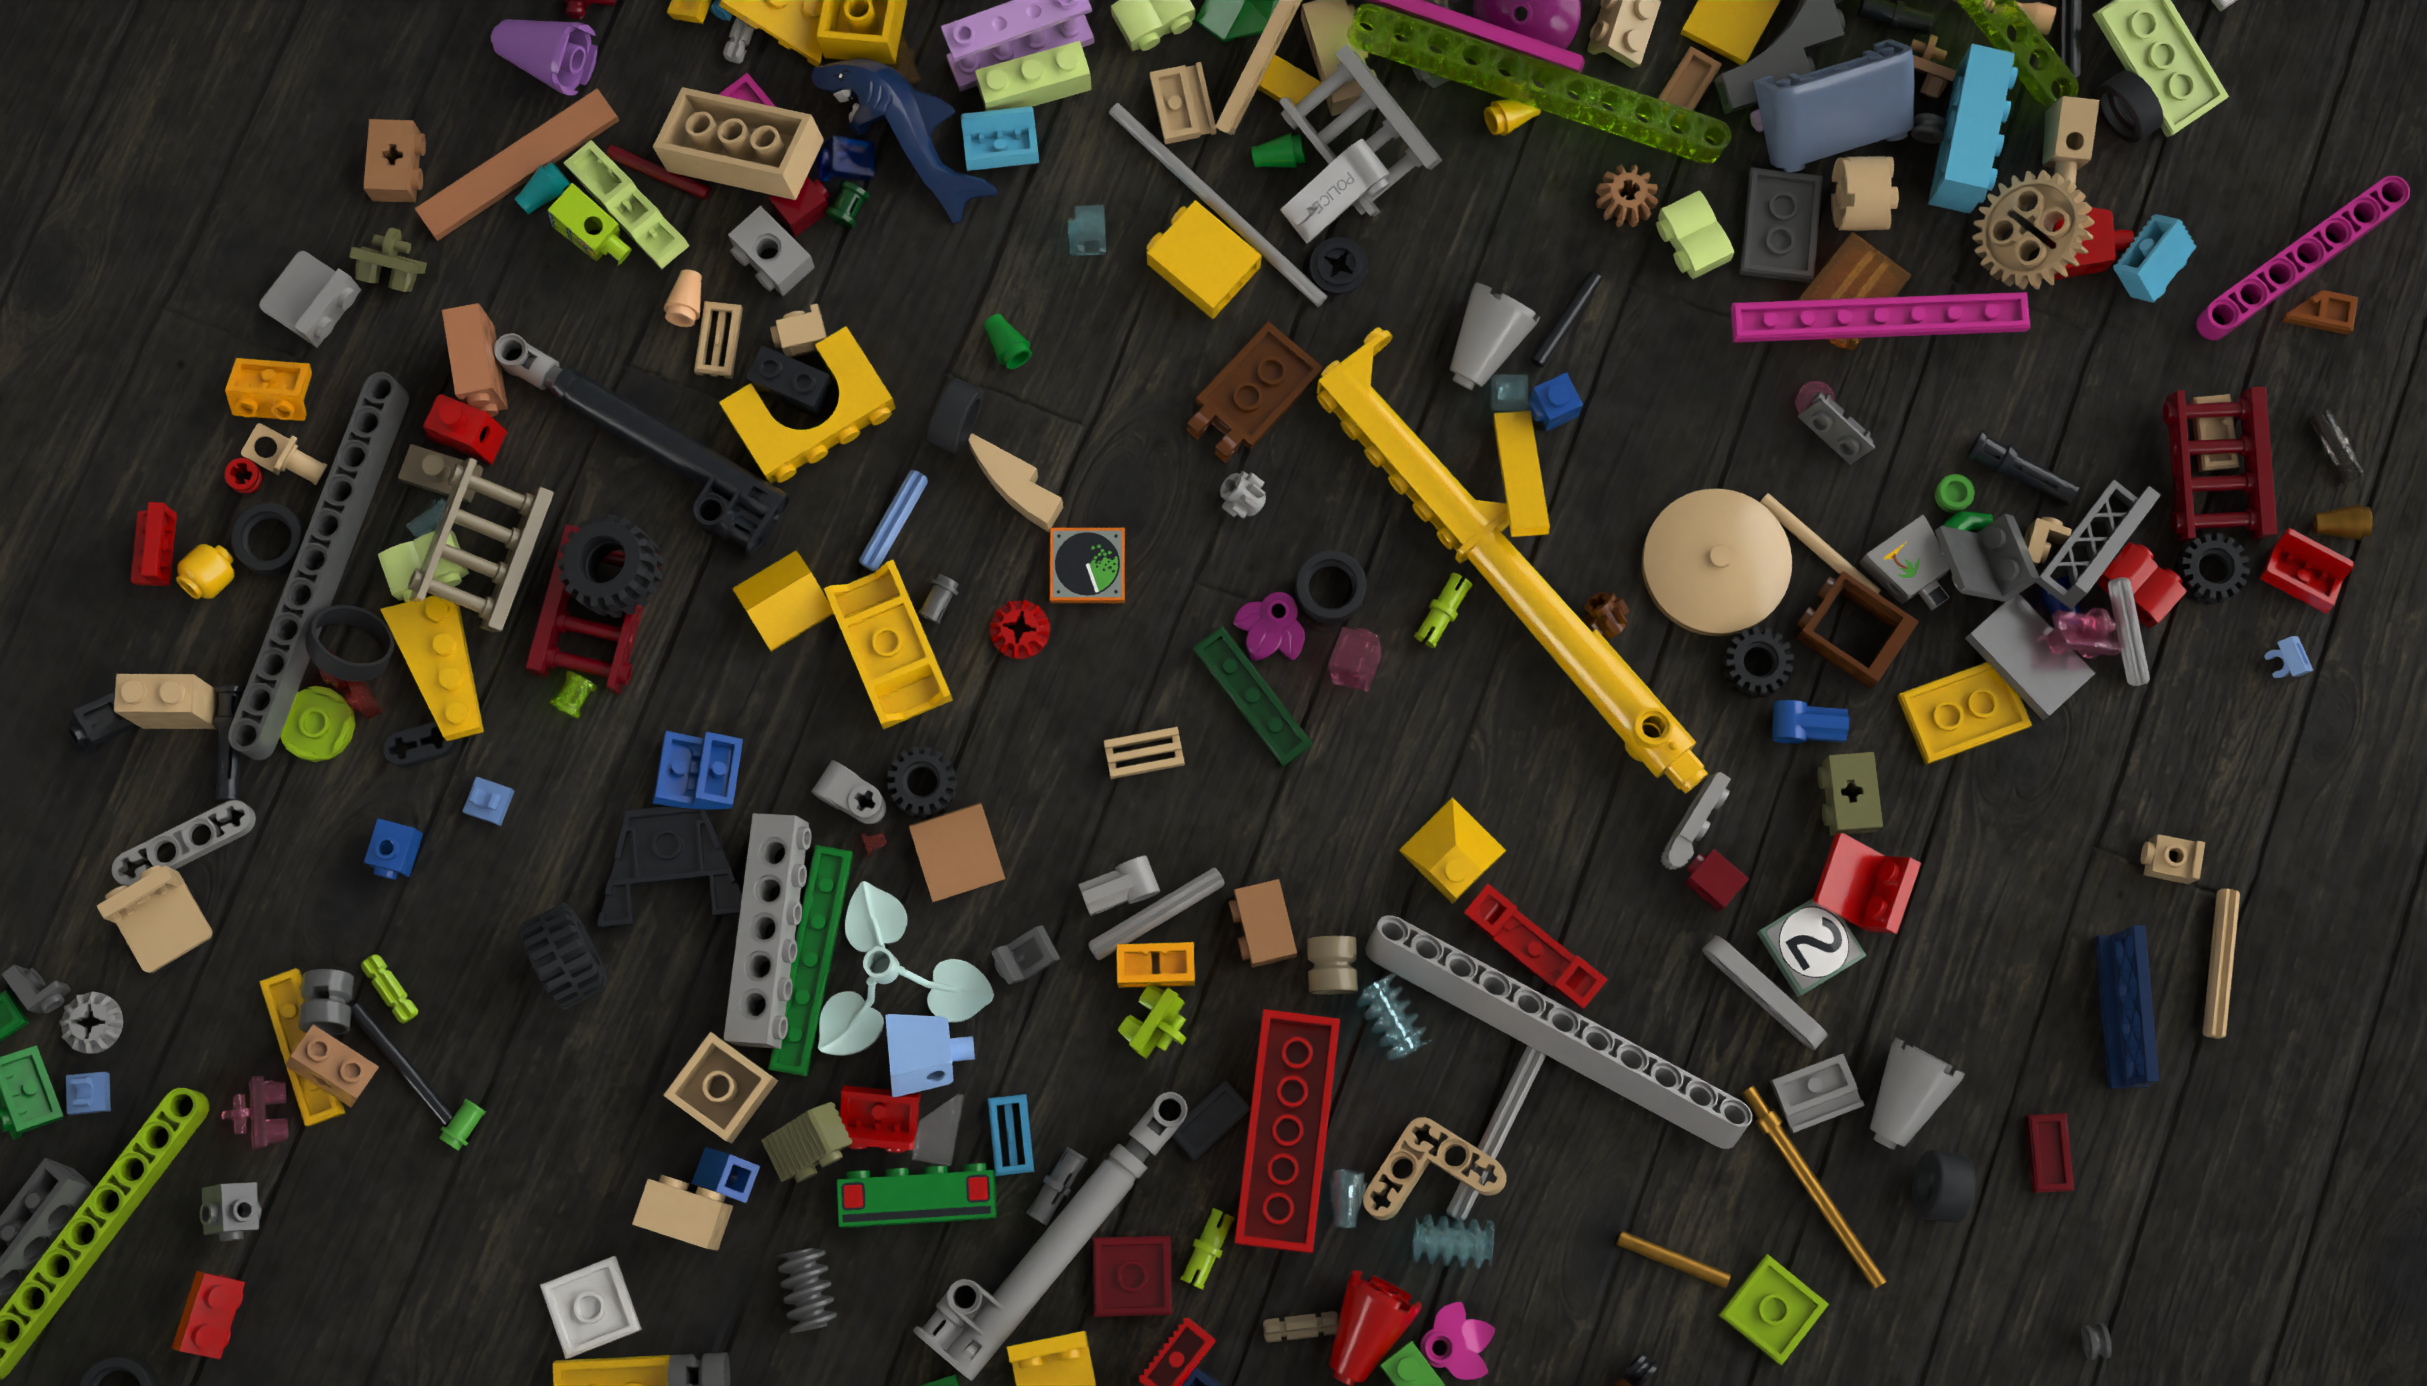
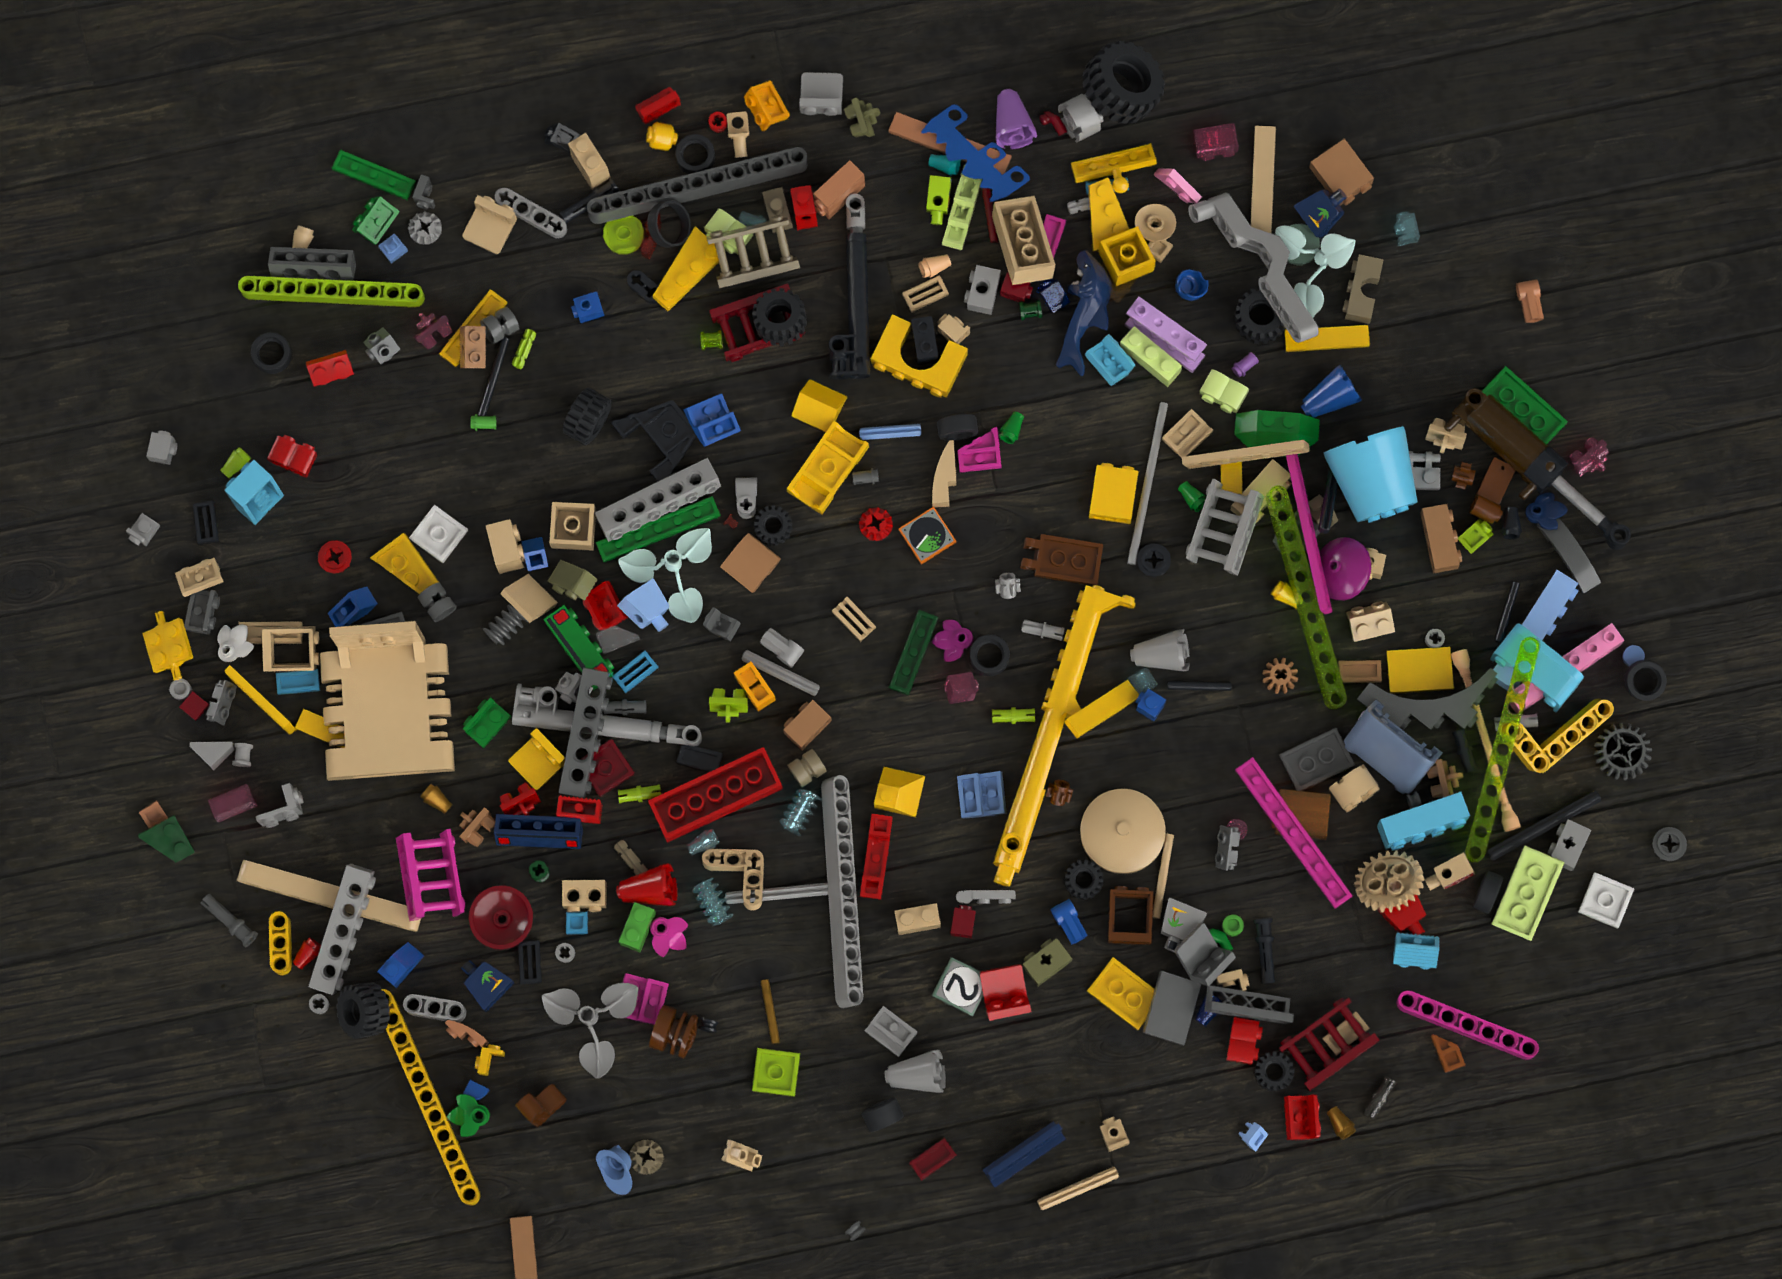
camera: 65 degrees right, 0 degrees up
(385, 144) = (917, 77): medium nougat brick -> none
(488, 801) = (637, 335): medium blue tile -> none
(576, 138) = (978, 163): none -> blue piece
(789, 1228) = (528, 598): none -> tan tile
(978, 1247) = (569, 687): none -> light grey brick
(1016, 409) = (981, 453): none -> dark pink wing
(1087, 231) = (1091, 431): clear light blue brick -> none
(1129, 1350) = (569, 784): none -> dark grey brick
(1335, 189) = (1188, 534): light grey door -> none
(1341, 486) = (1042, 630): none -> light grey axle
(1534, 731) = (981, 794): none -> medium blue slope
(1669, 944) = (917, 919): none -> tan brick
(1695, 235) = (1281, 721): yellowish green brick -> none
(1764, 992) = (923, 978): light grey beam -> none
(1769, 1123) = (862, 1018): pearl gold bar -> none
(2086, 633) = (1198, 1026): clear pink hips -> none
(2128, 631) = (1213, 1047): light grey axle -> none

